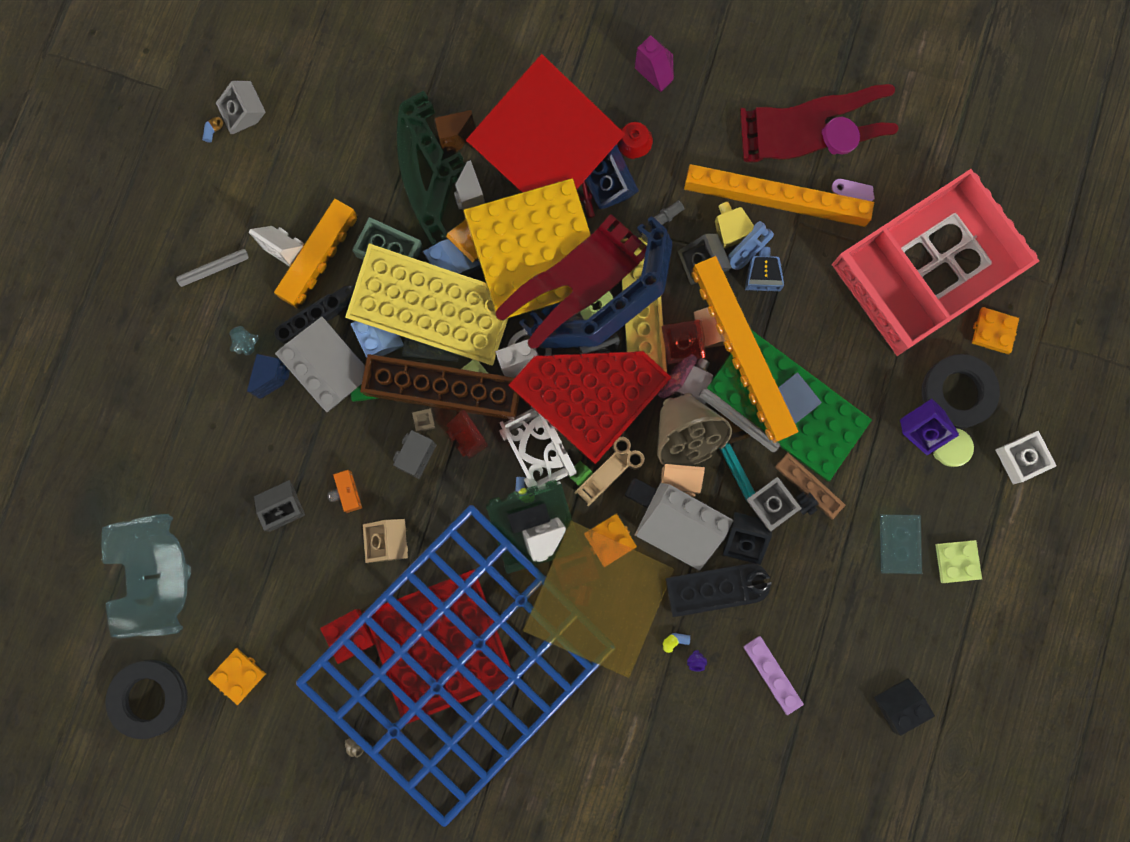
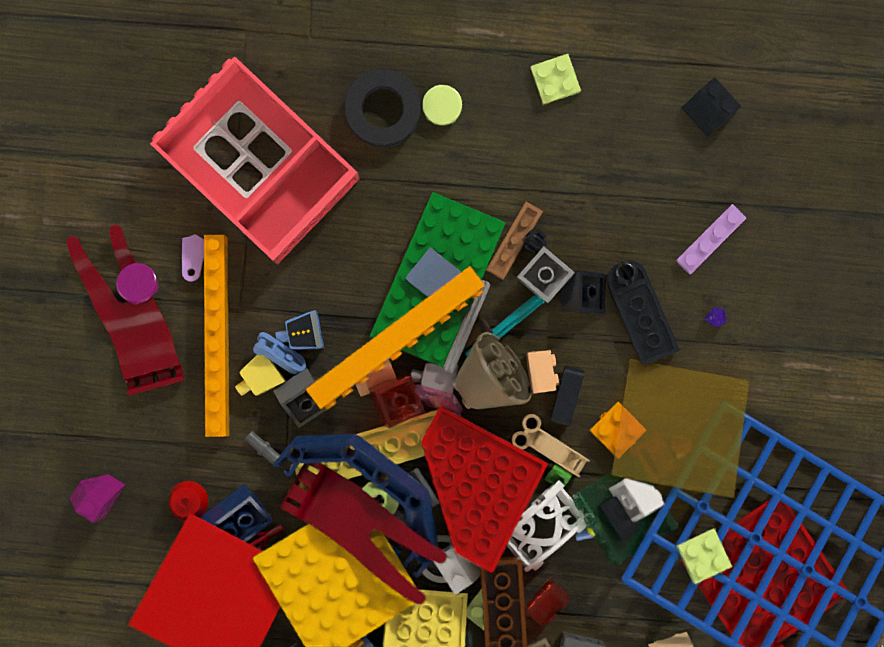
camera: 100 degrees left, 5 degrees up
(474, 589) = (704, 556): none -> yellowish green plate
(675, 639) = (701, 344): arm -> none
(683, 526) = (588, 360): light grey slope -> none
(901, 544) = (551, 139): clear light blue tile -> none
(928, 427) = (429, 135): dark purple slope -> none
(995, 330) = (310, 84): light orange plate -> none
(1025, 457) = (437, 32): white brick -> none

